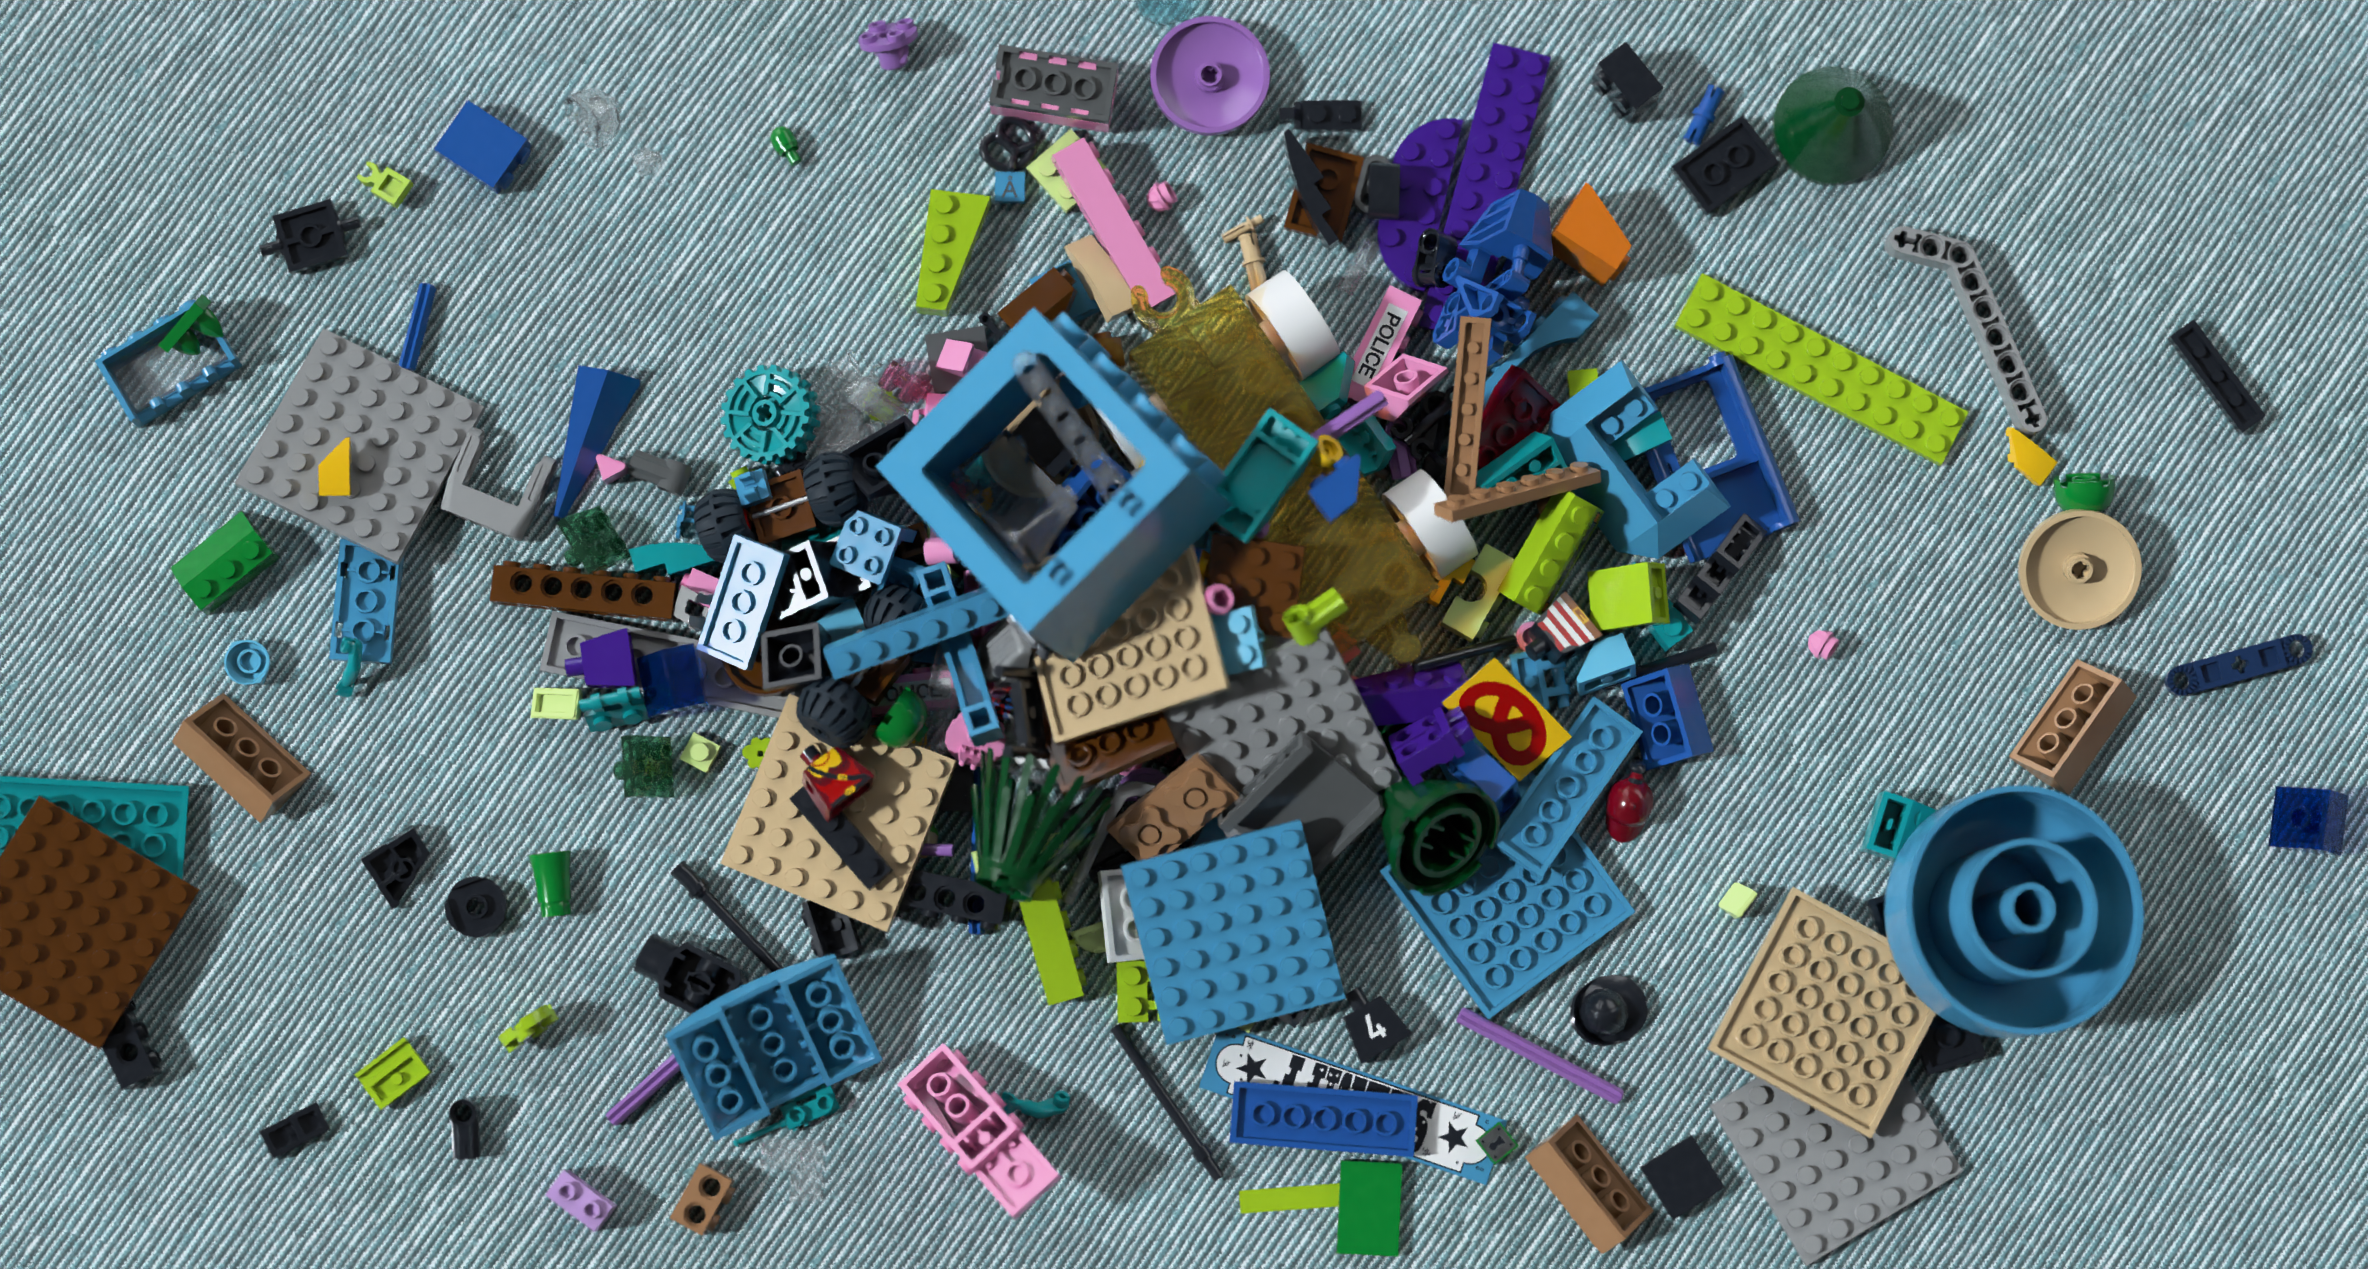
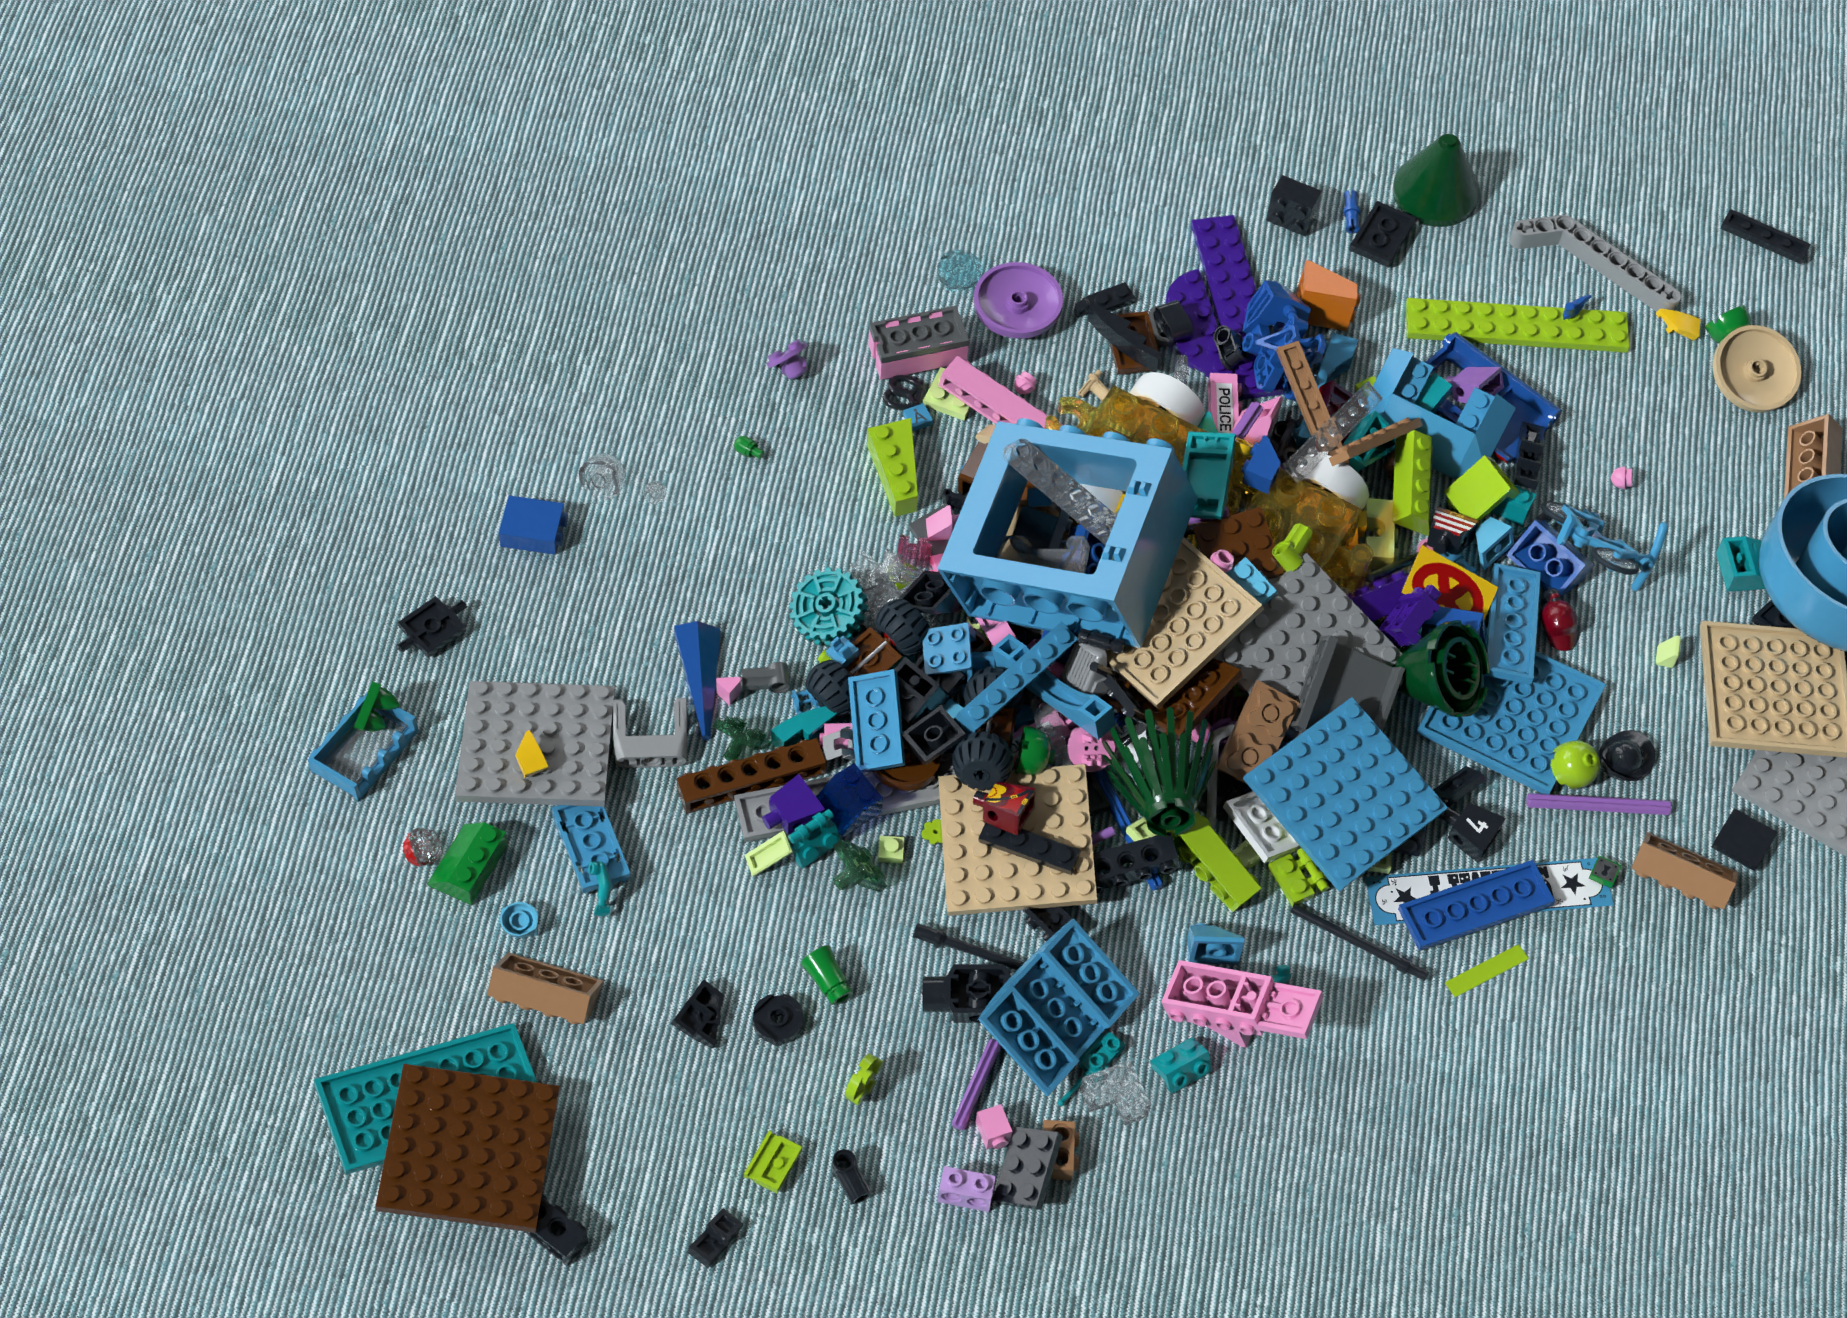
camera: 25 degrees left, 25 degrees down
(178, 525) = (422, 847): none -> clear piece
(387, 185) = (472, 575): lime plate -> none
(417, 326) = (538, 654): blue axle -> none
(646, 1142) = (994, 1127): none -> bright pink brick
(655, 1209) = (1027, 1168): none -> plate
(890, 1159) = (1182, 1064): none -> teal bracket
(993, 1033) = (1213, 945): none -> dark azure slope
(1369, 1208) = (1543, 953): green tile -> none
(1380, 965) = (1459, 785): none -> black hinge
(1468, 460) = (1332, 432): none -> clear tile
(1535, 1000) = (1575, 764): none -> lime cylinder
(1710, 774) = (1612, 554): none -> dark azure piece
(1711, 440) = (1484, 378): none -> medium lavender torso
(1903, 381) = (1575, 307): none -> blue bar

